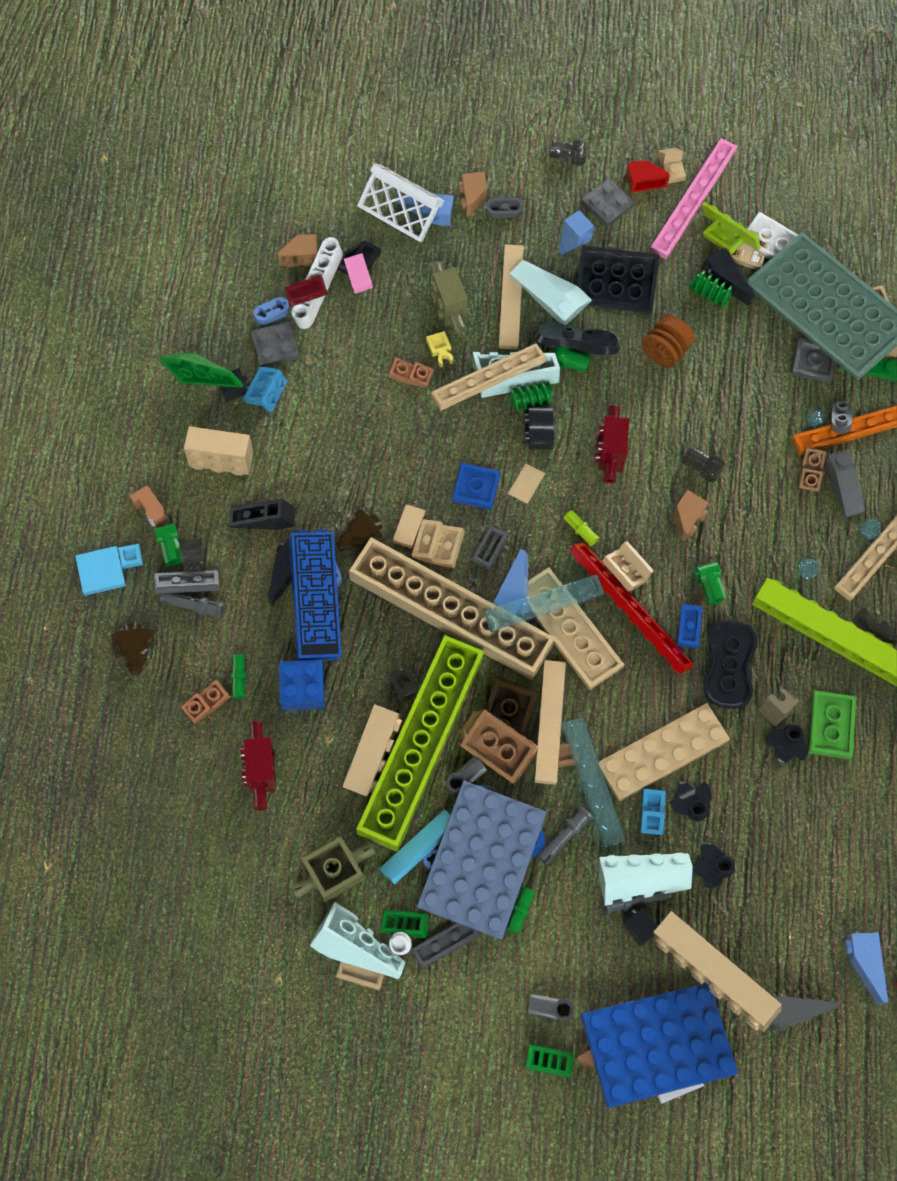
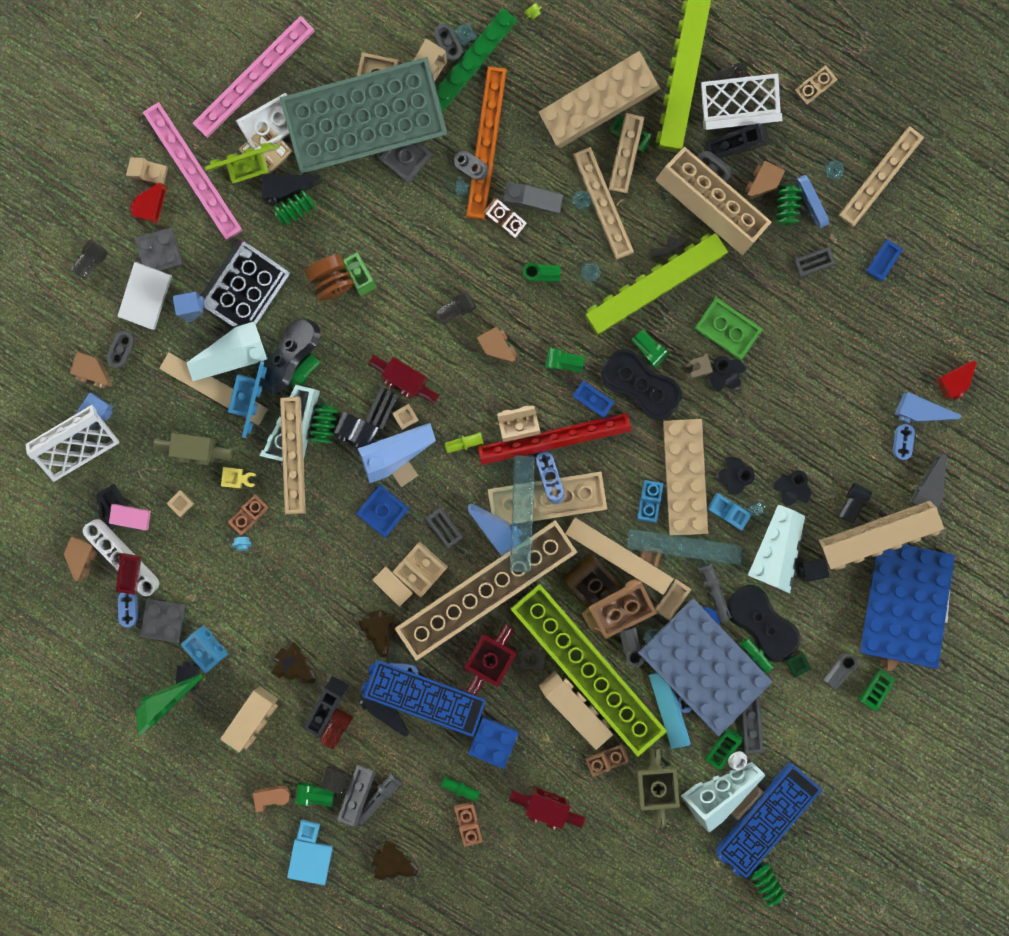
camera: 60 degrees left, 20 degrees up
(252, 534) = (337, 725): none -> clear red piece
(280, 1039) = (768, 884): none -> green piece
(288, 469) = (292, 665): none -> dark brown rock
(336, 809) = (607, 759): none -> medium nougat slope
(351, 1006) = (767, 820): none -> blue brick
(381, 377) = (241, 543): none -> medium azure plate
(383, 656) = (495, 670): none -> dark red brick
(392, 312) = (180, 503): none -> tan plate
(520, 318) = (244, 396): none -> dark azure bracket
(532, 465) = (390, 454): none -> light blue wedge
(533, 961) = (798, 664): none -> dark green tile
(535, 796) = (672, 599): none -> tan tile
(550, 921) = (772, 633): none -> black plate
(557, 204) = (144, 296): none -> white tile
(573, 439) = (375, 404): none -> dark grey tile
(576, 465) = (405, 416): none -> tan plate
(589, 624) = (550, 470): none -> medium blue beam
(619, 729) = (650, 501): none -> dark azure slope
(671, 837) = (756, 508): none -> clear light blue plate
(684, 370) = (359, 274): none -> bright green slope
(737, 936) = (856, 499): none -> black piece
(767, 660) = (652, 351): none -> green piece
(782, 525) = (544, 273): none -> green piece
(806, 210) = (254, 76): none -> bright pink plate
(822, 954) = (908, 443): none -> medium blue beam

